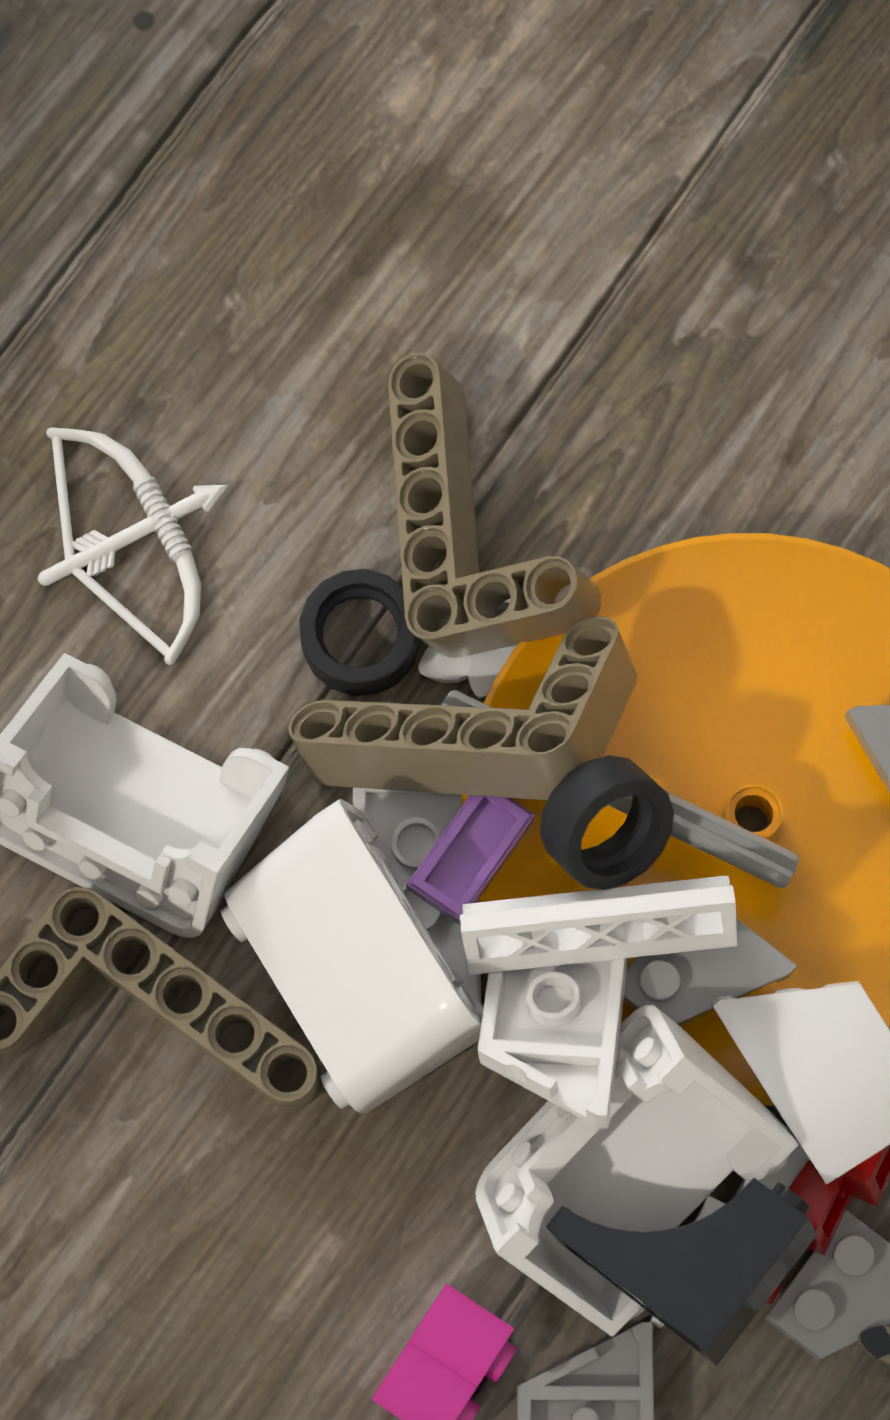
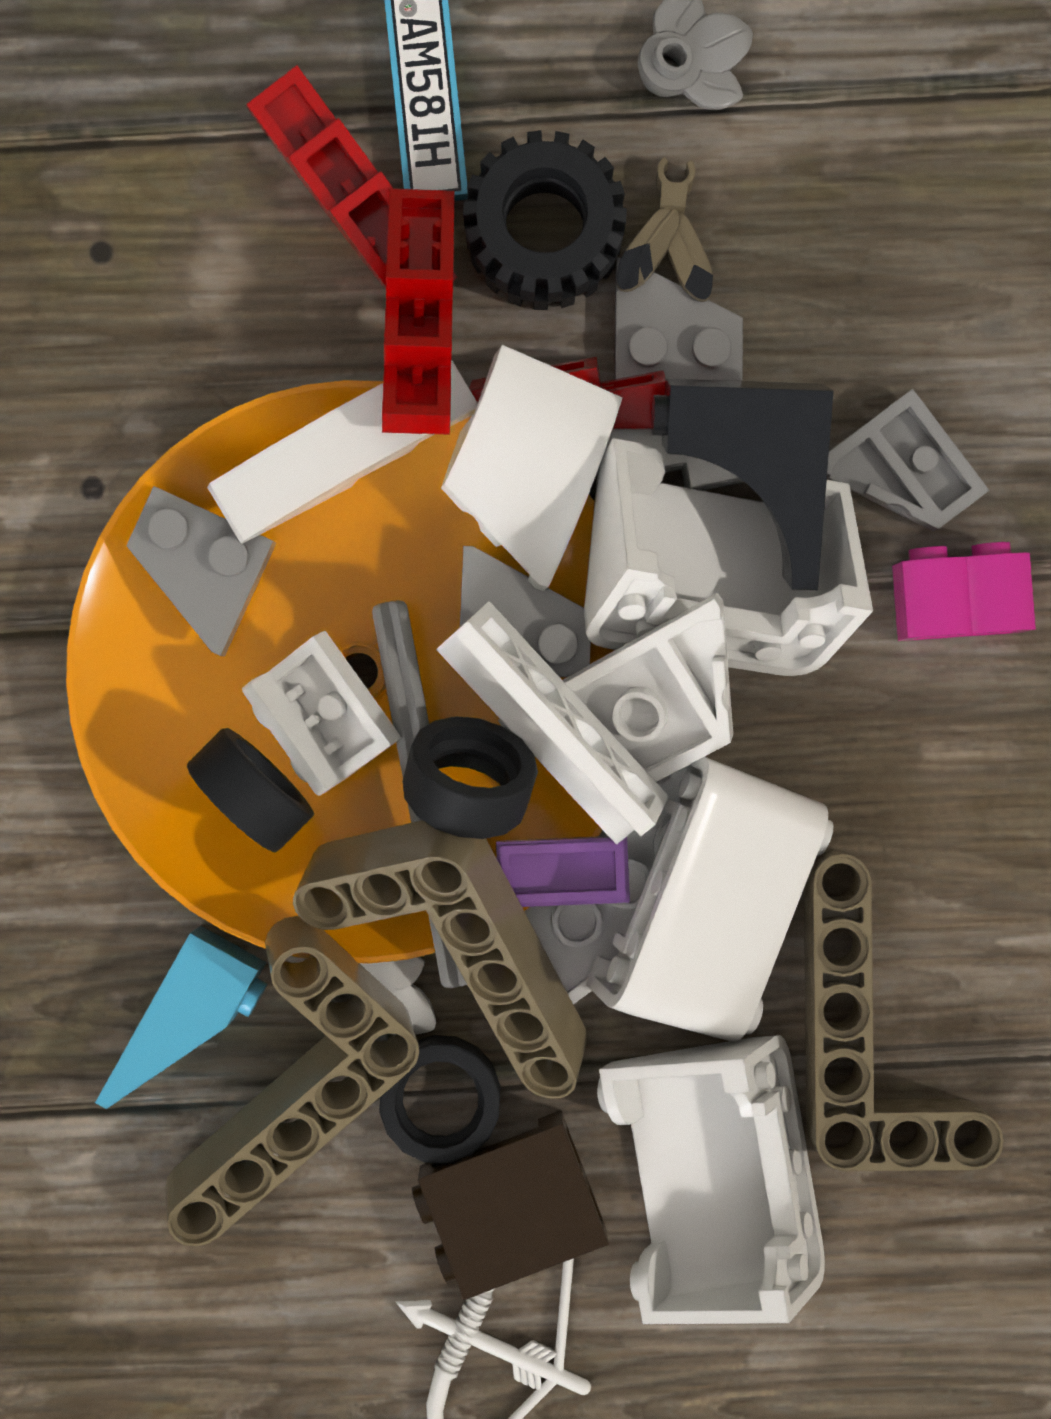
camera: 130 degrees left, 15 degrees up
(232, 624) = (511, 1208): none -> dark brown panel
(584, 503) = (194, 1003): none -> medium azure slope
(723, 651) = (249, 790): none -> black tyre
(742, 751) = (320, 714): none -> white bracket

